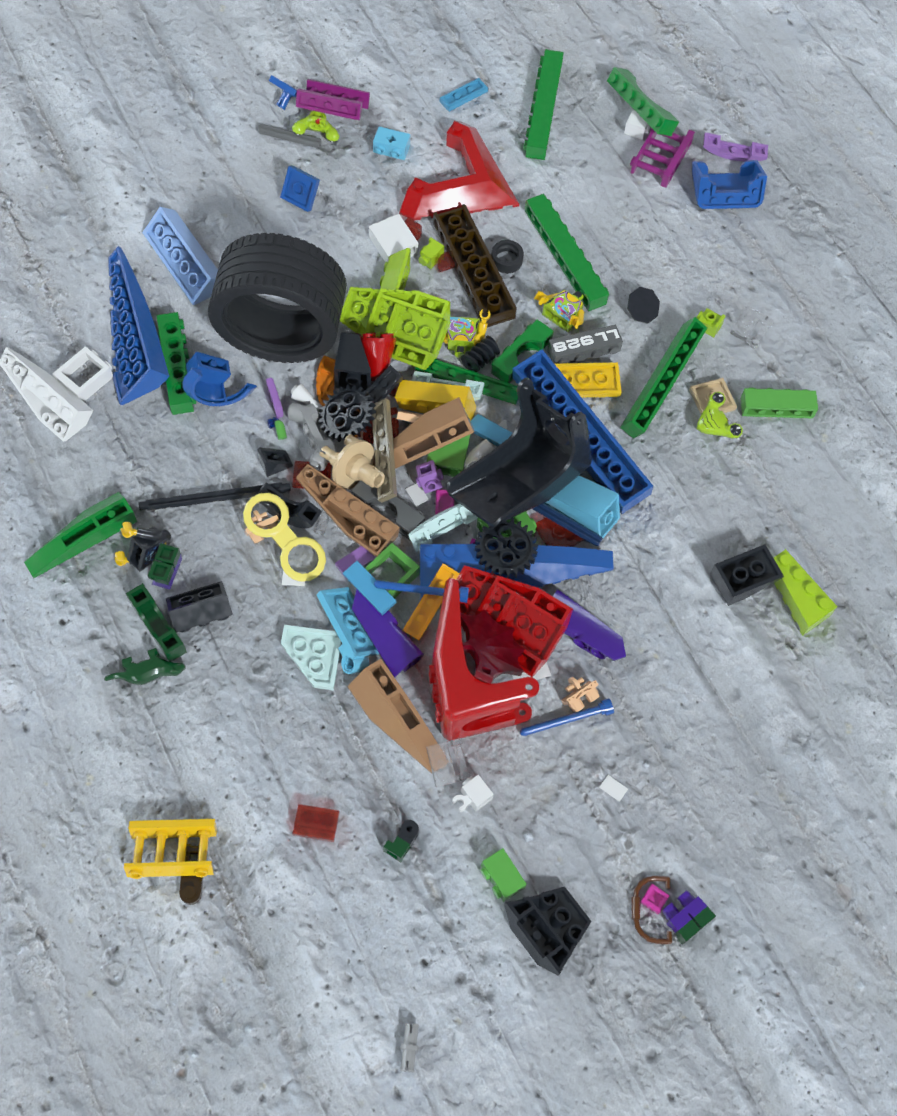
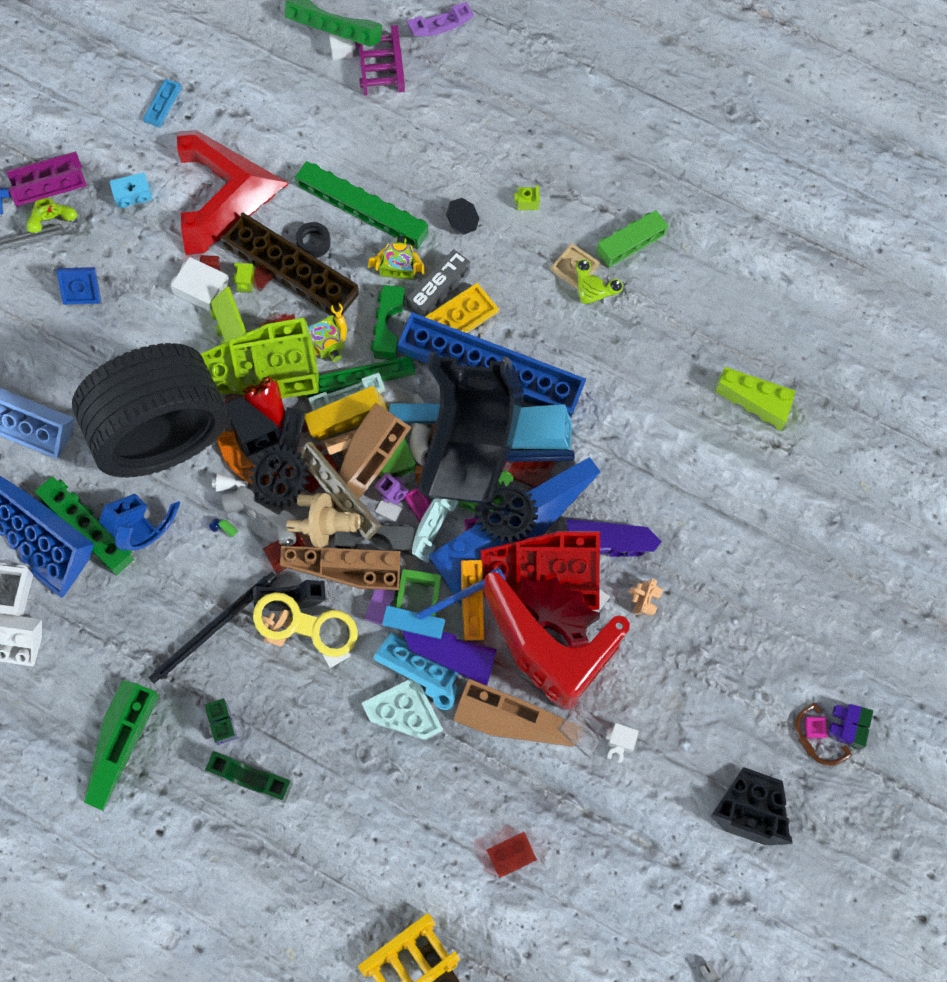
camera: 35 degrees left, 5 degrees up
(142, 546) = (189, 717): black torso -> none
(146, 670) = (270, 824): dark green animal -> none
(198, 607) = (274, 736): black slope -> none
(273, 460) = (243, 560): black slope -> none
(274, 397) = (200, 501): medium lavender tile -> none
(403, 842) = (593, 819): leg -> none
(480, 354) = (355, 347): black piece -> none
(503, 875) = (691, 792): bright green brick -> none
(544, 104) = (244, 71): green brick -> none
(604, 707) = (672, 595): blue piece -> none
(613, 788) = (723, 658): white sticker -> none
(663, 378) = (525, 273): green brick -> none
(729, 189) = (462, 61): blue windscreen -> none
(745, 574) = (707, 408): black slope -> none

